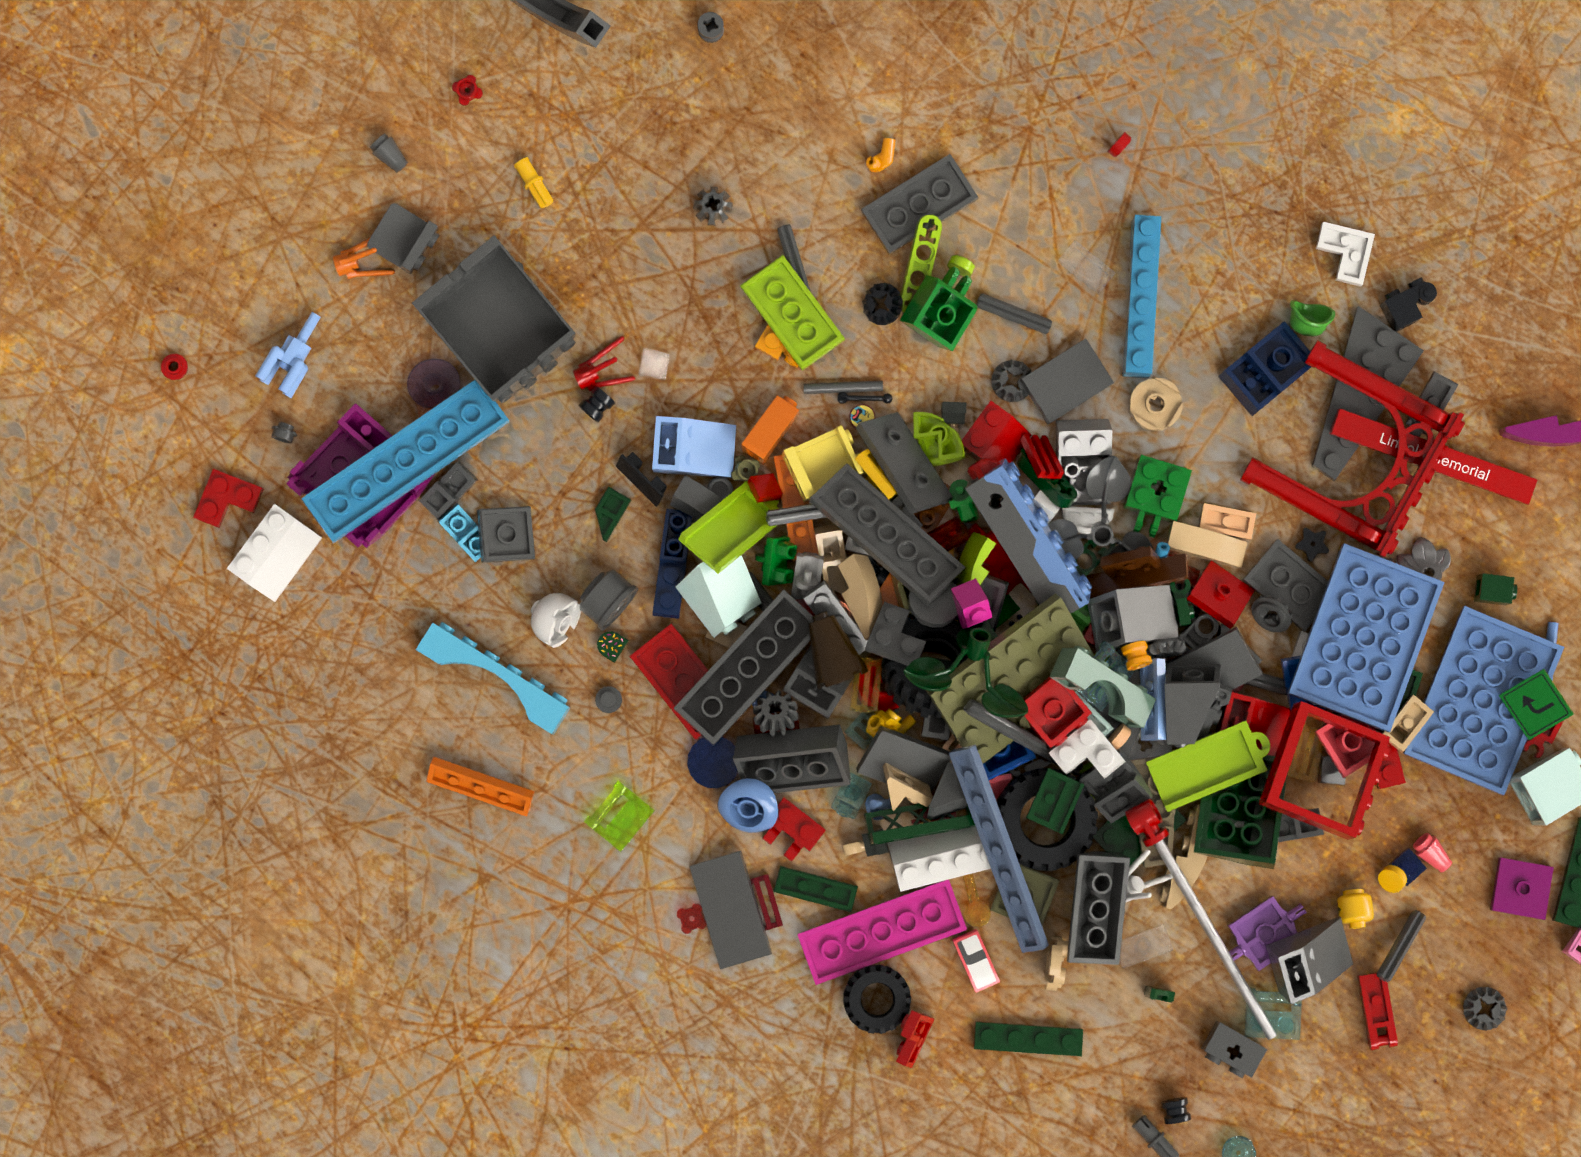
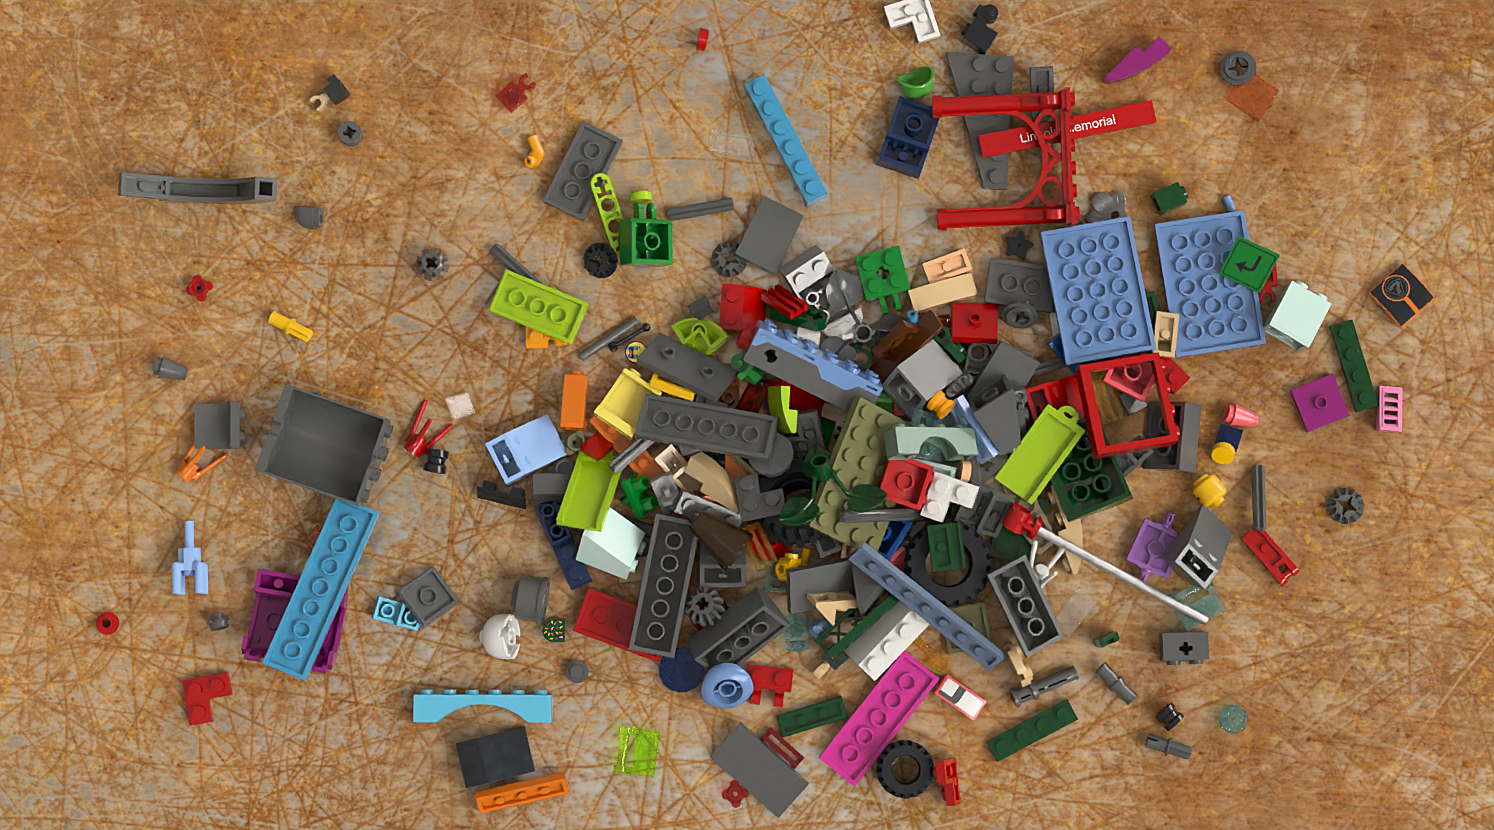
camera: 30 degrees left, 0 degrees up
(274, 553) = (265, 714): white slope -> none
(430, 373) = (298, 514): dish -> none
(448, 490) = (365, 590): dark grey slope -> none
(475, 734) = (495, 757): none -> black slope
(610, 511) = (494, 533): dark green tile -> none
(619, 85) = (309, 216): none -> dark grey piece
(895, 86) = (513, 95): none -> clear red plate
(971, 603) = (798, 441): dark pink slope -> none
(1055, 999) = (1043, 685): none -> dark grey pin
(1142, 1044) = (1116, 683): none -> dark grey pin
(1170, 400) = (834, 222): tan plate -> none
(1351, 855) = (1183, 454): none -> dark grey slope

